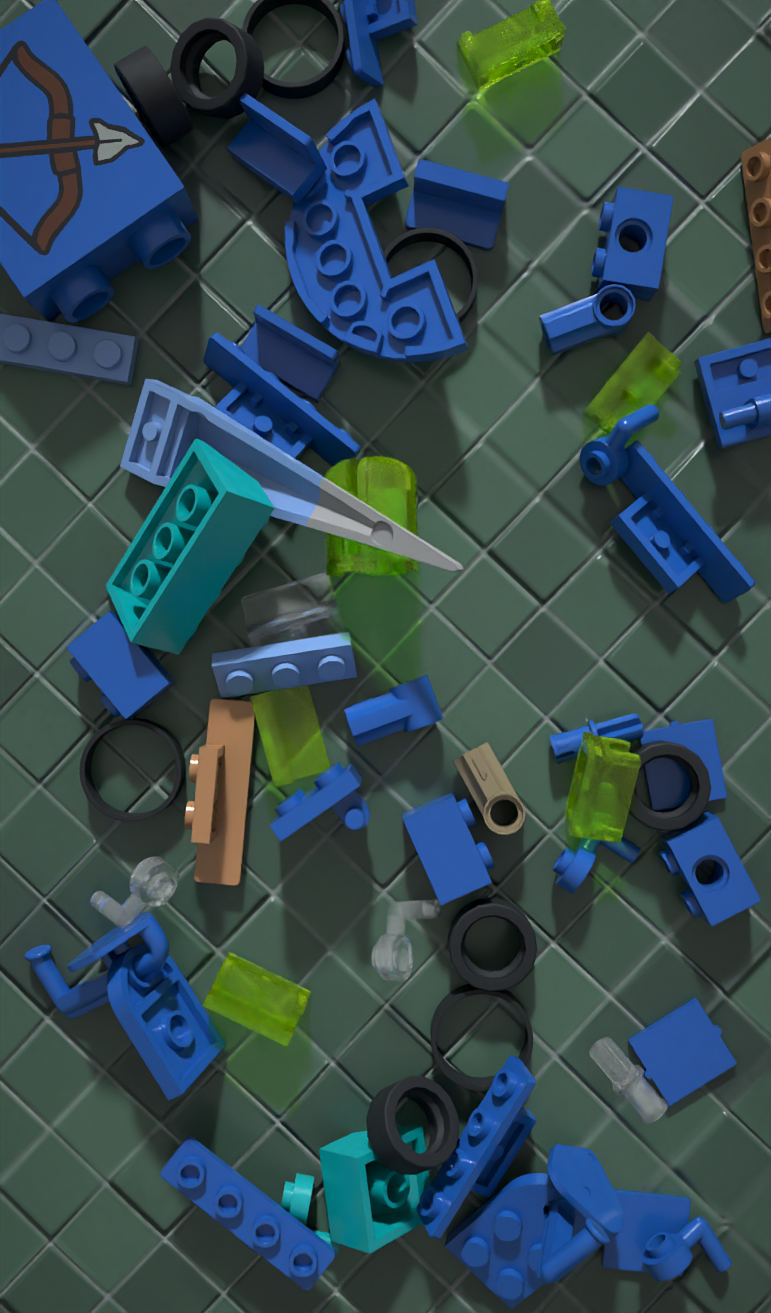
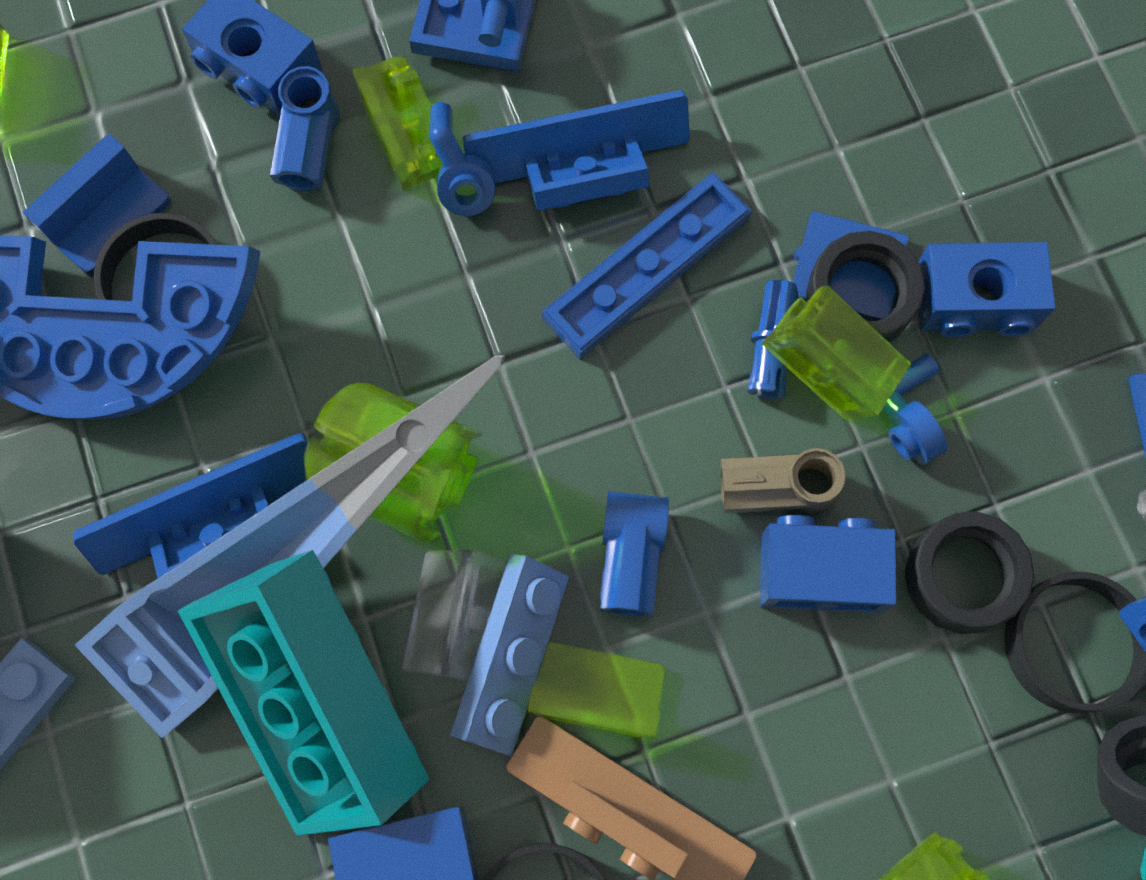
camera: 65 degrees left, 15 degrees down
(291, 354) = (148, 459): blue panel -> none
(333, 789) = (693, 663): blue plate -> none
(393, 952) = (931, 699): clear plate -> none
(611, 620) = (646, 265): none -> blue tile

